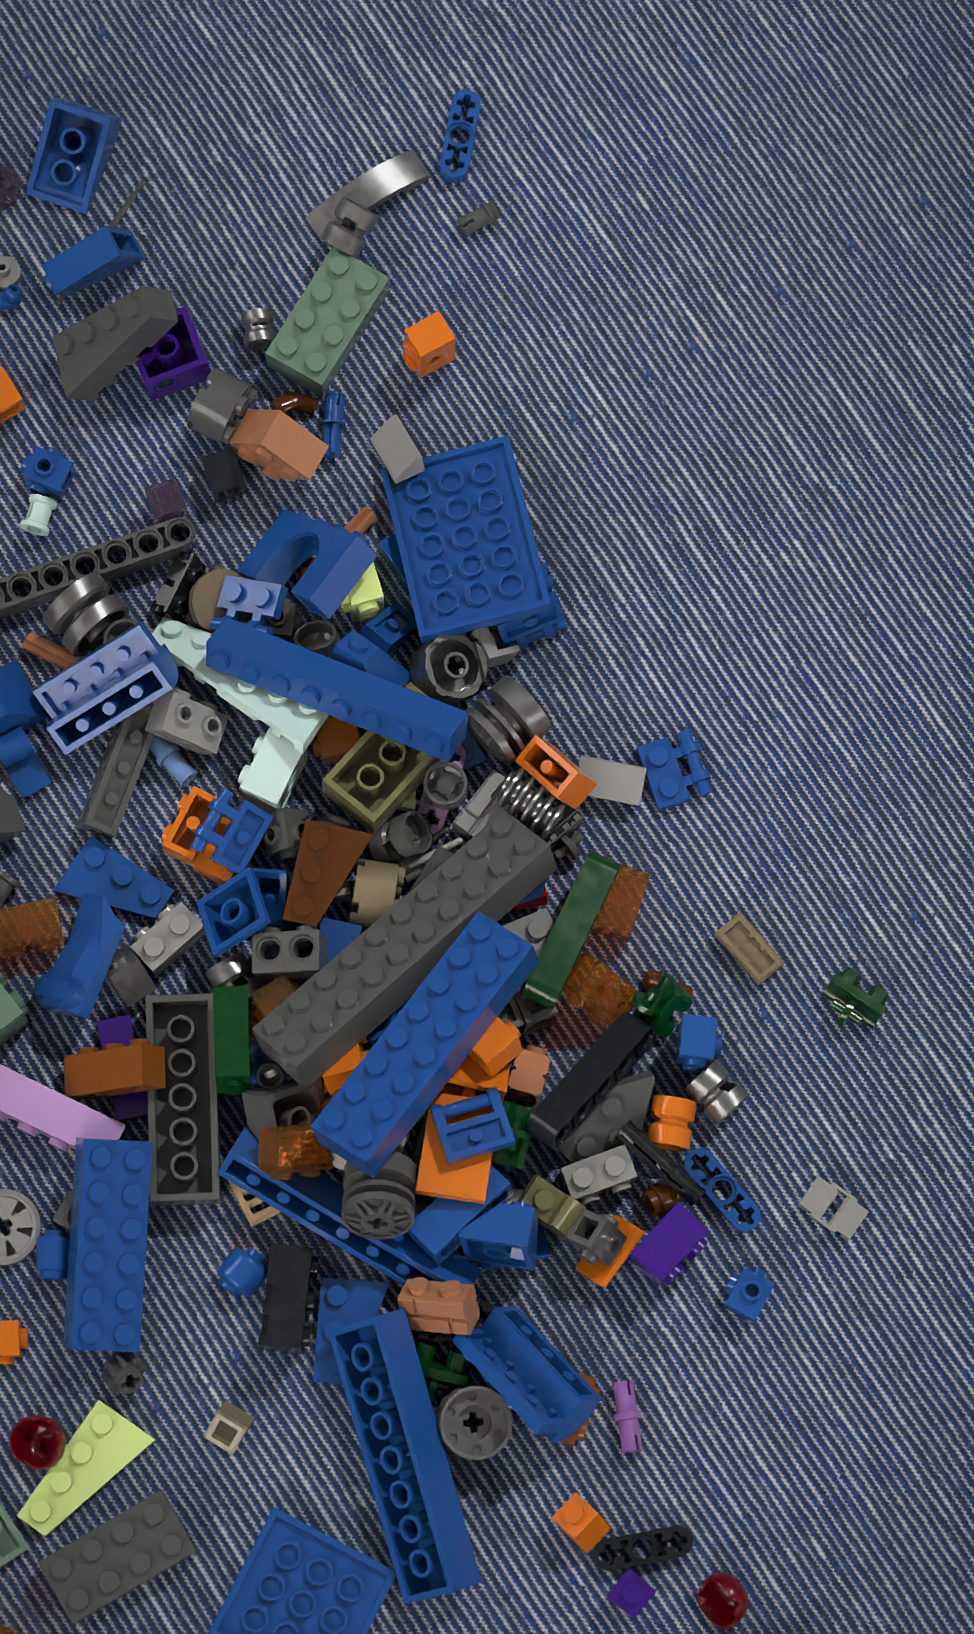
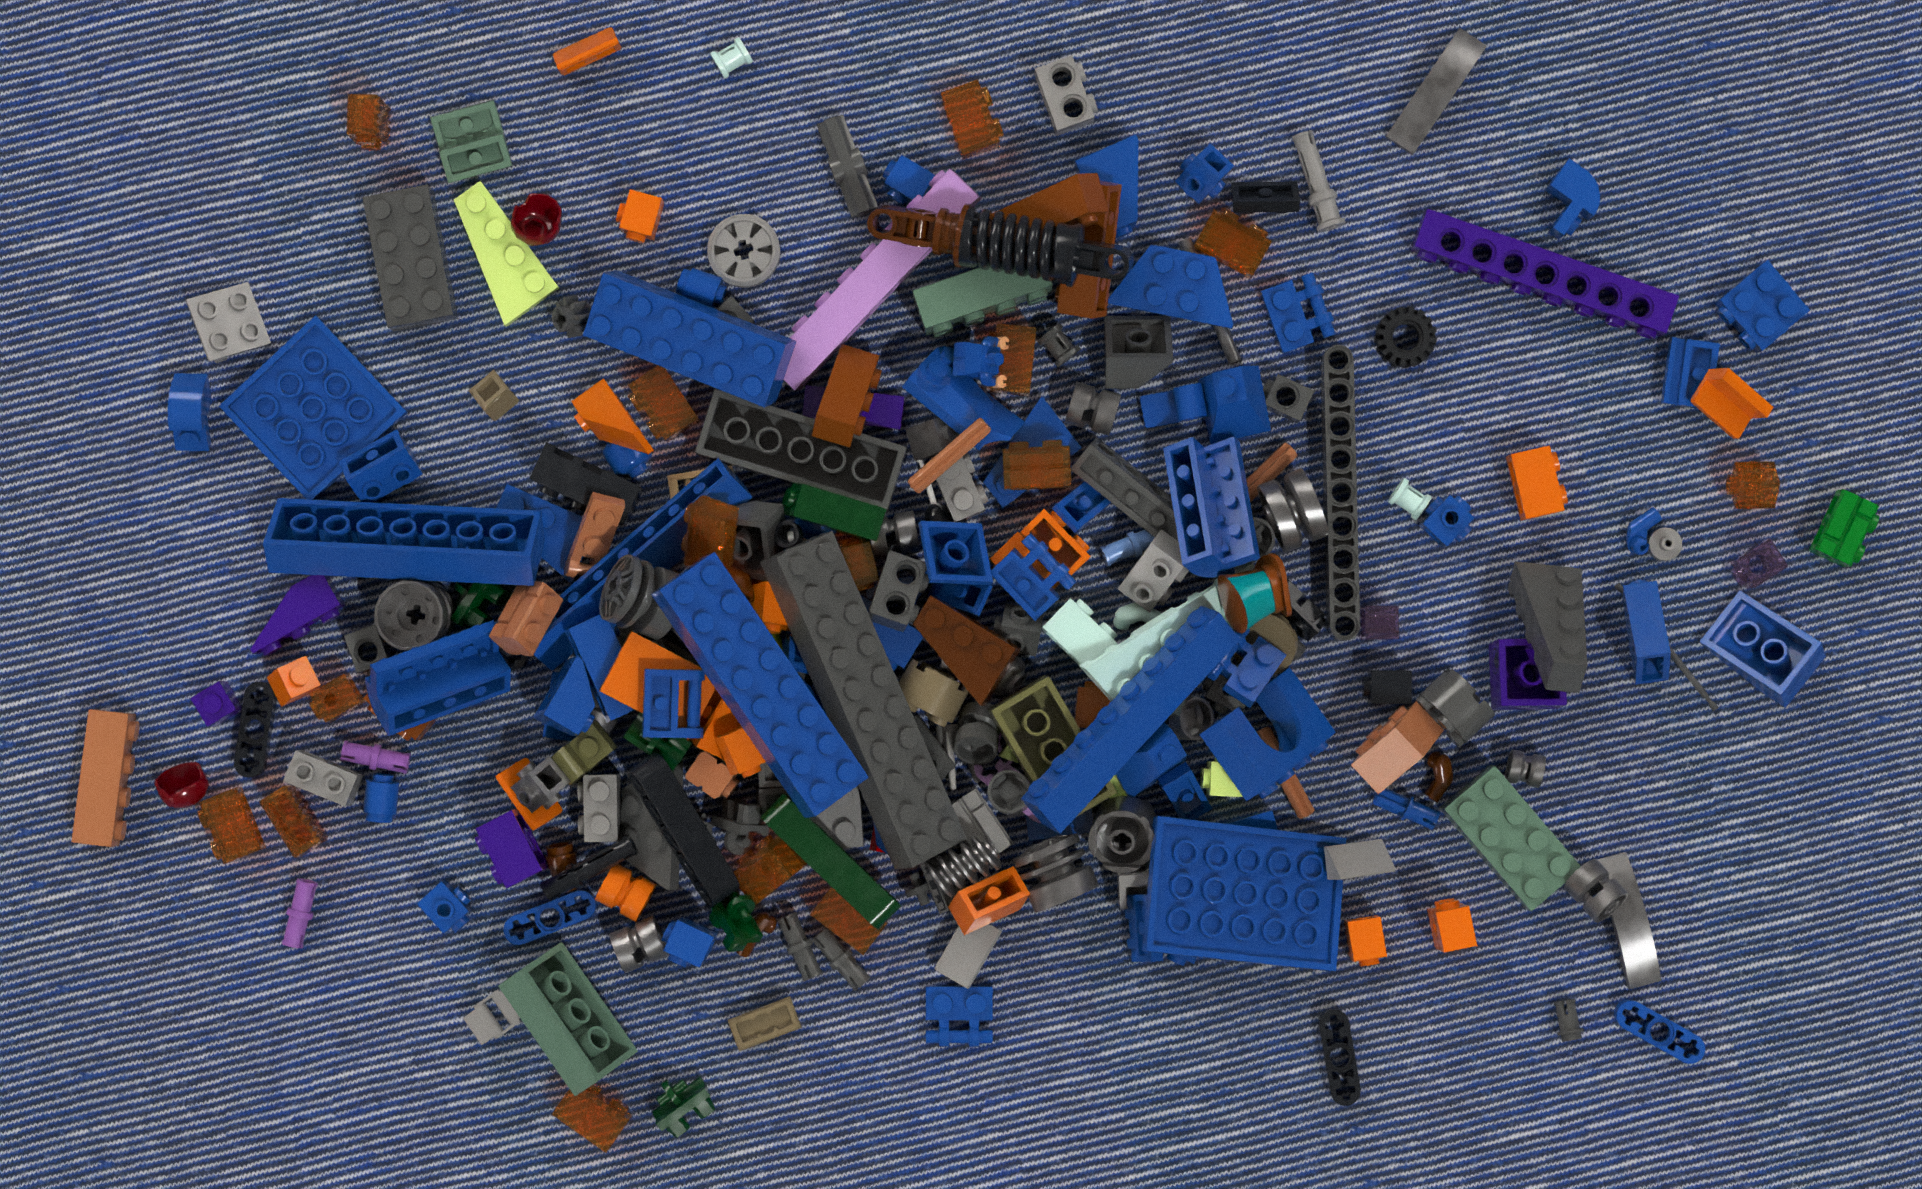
camera: 115 degrees right, 10 degrees up
(37, 951) = (981, 360): none -> blue piece
(49, 836) = (1092, 408): none -> flat silver wheel
(124, 867) = (1036, 466): none -> clear orange brick
(140, 949) = (949, 455): none -> nougat axle
(148, 814) = (1081, 506): none -> blue slope
(176, 617) = (1255, 593): none -> dark orange hat
(181, 1253) = (663, 404): none -> clear orange brick
(199, 951) = (935, 511): none -> black hinge
(214, 1296) = (608, 418): none -> orange slope
(234, 733) = (1131, 614): none -> light aqua arm
(333, 1271) = (594, 533): none -> nougat plate
(338, 1510) = (380, 467): none -> blue brick
(469, 420) = (1365, 940): none -> orange brick
(504, 1542) = (302, 606): none -> dark purple slope
(509, 1464) = (356, 642): none -> dark grey brick
(561, 413) = (1351, 1080): none -> black beam
(565, 1031) = (739, 821): none -> dark grey hips
(584, 1475) = (336, 698): none -> clear orange brick
(661, 897) = (840, 958): none -> dark grey pin
(663, 940) = (800, 946): none -> dark grey pin
(665, 1396) = (381, 798): none -> blue brick
(666, 1459) = (323, 778): none -> light grey brick
(718, 1473) = (293, 820): none -> clear orange brick
(745, 1536) = (231, 825): none -> clear orange brick
(806, 1437) = (299, 913): none -> medium lavender pin
(812, 1132) = (568, 1018): none -> sand green brick
(895, 1081) = (593, 1116): none -> clear orange brick

